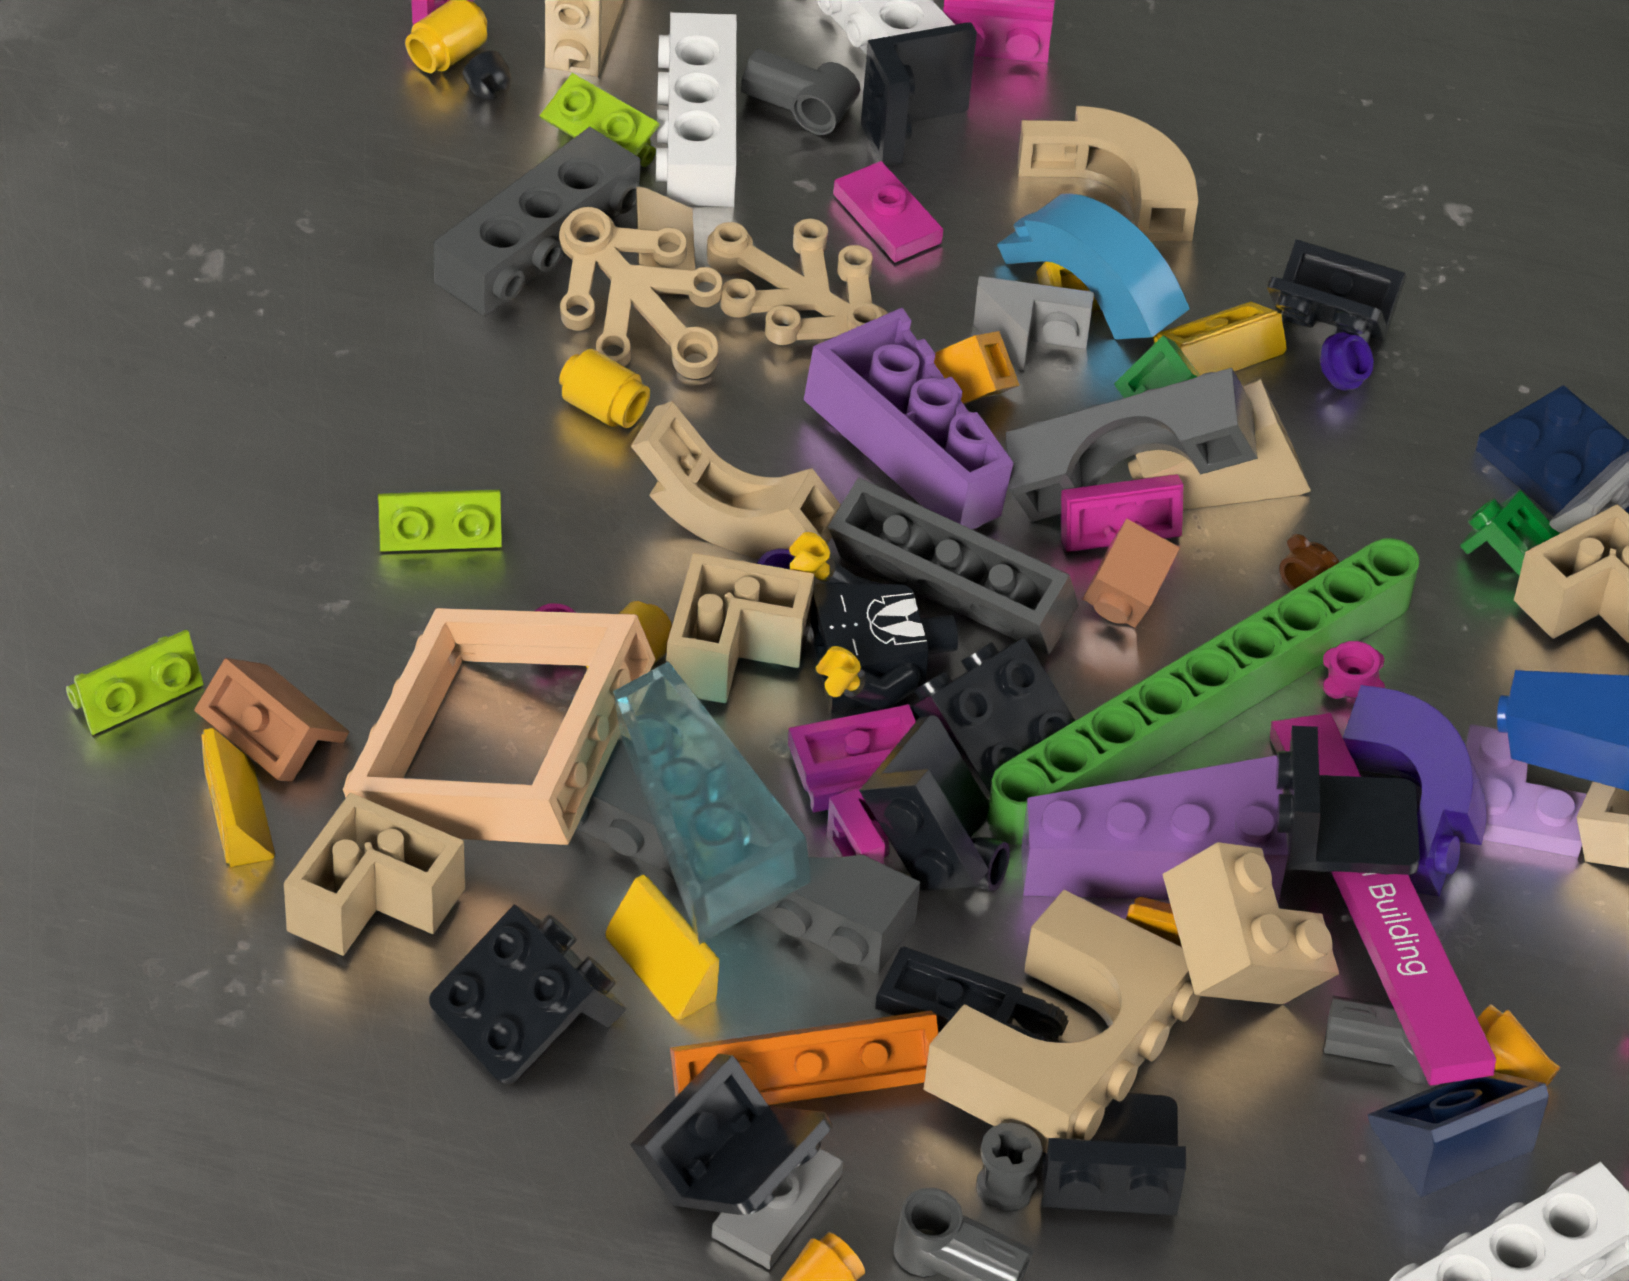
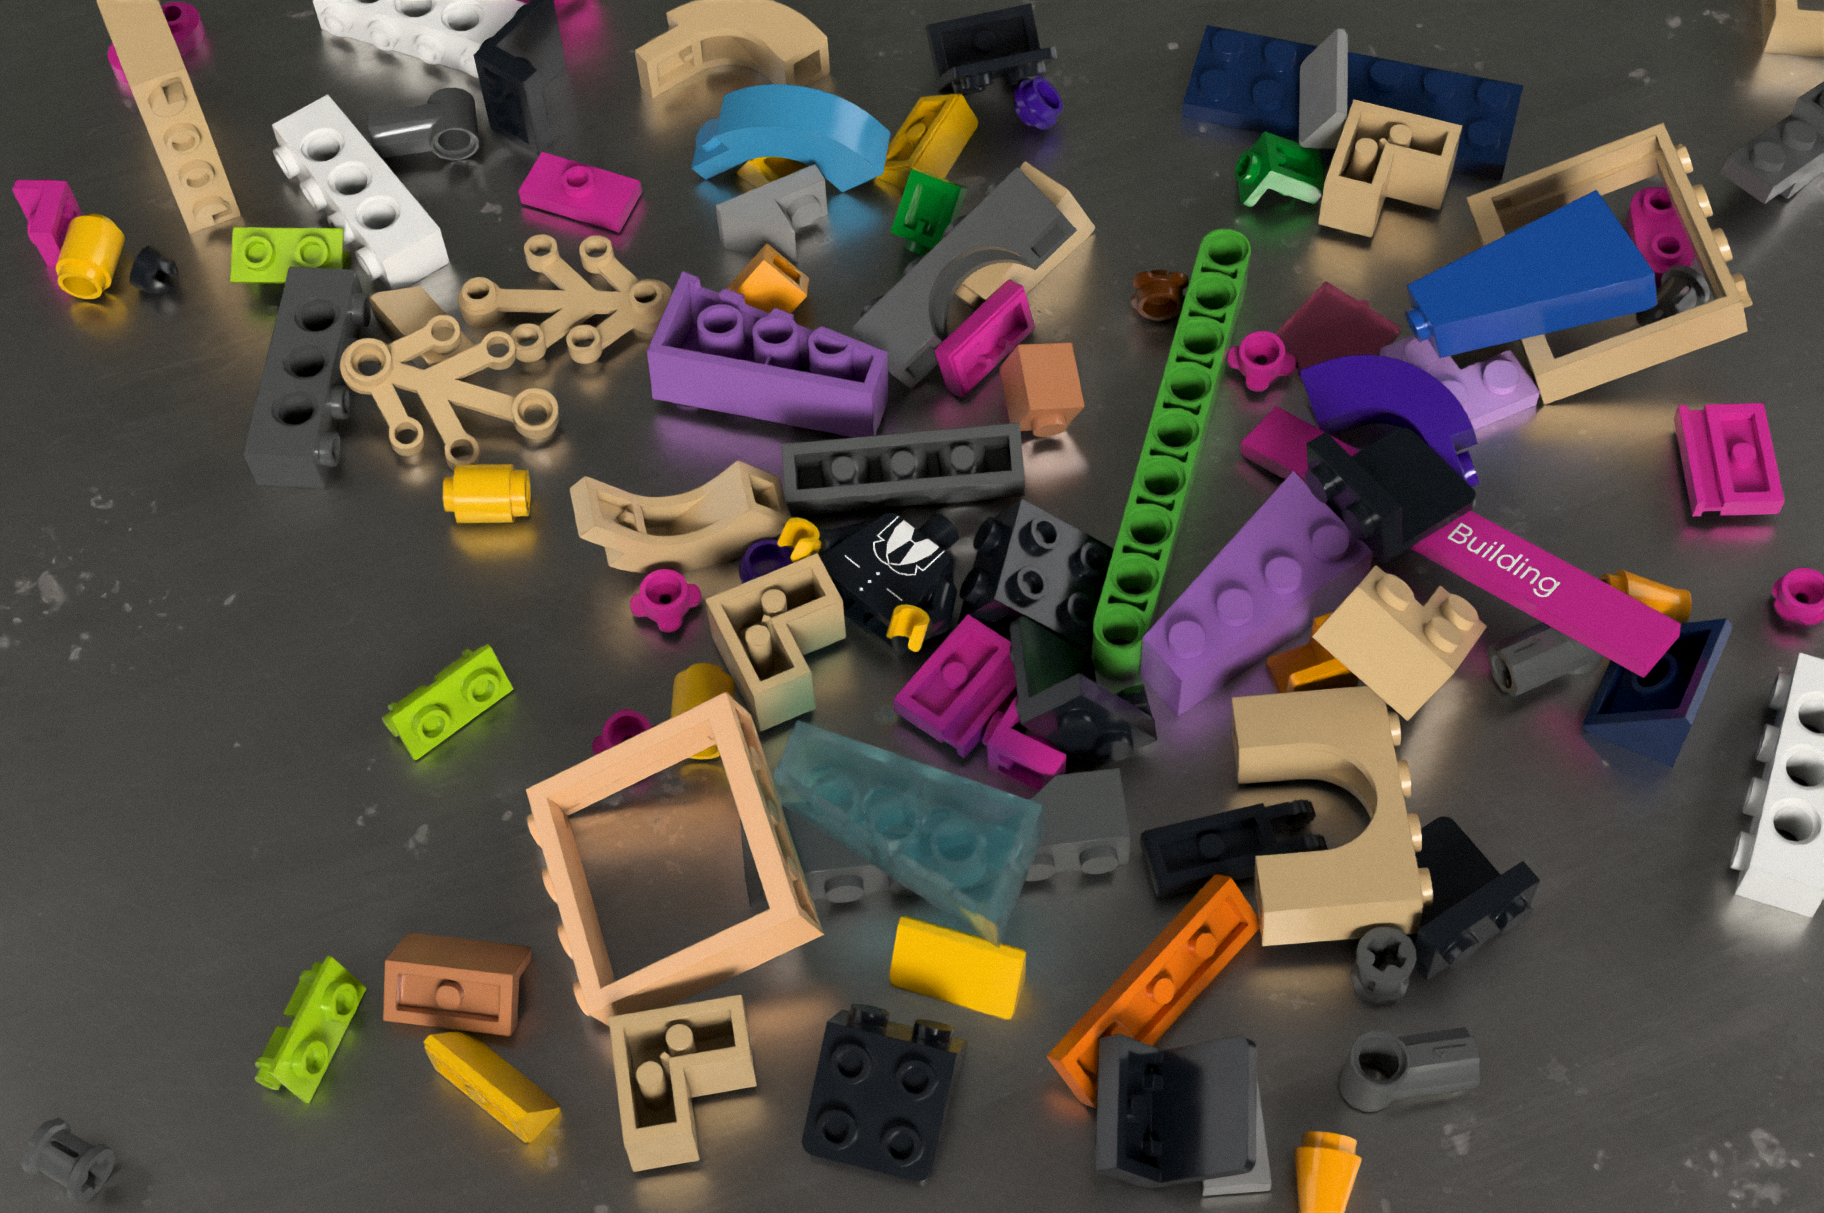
camera: 30 degrees left, 10 degrees up
(673, 548) = (661, 585): none -> dark pink plate
(1450, 683) = (1335, 327): none -> clear pink piece

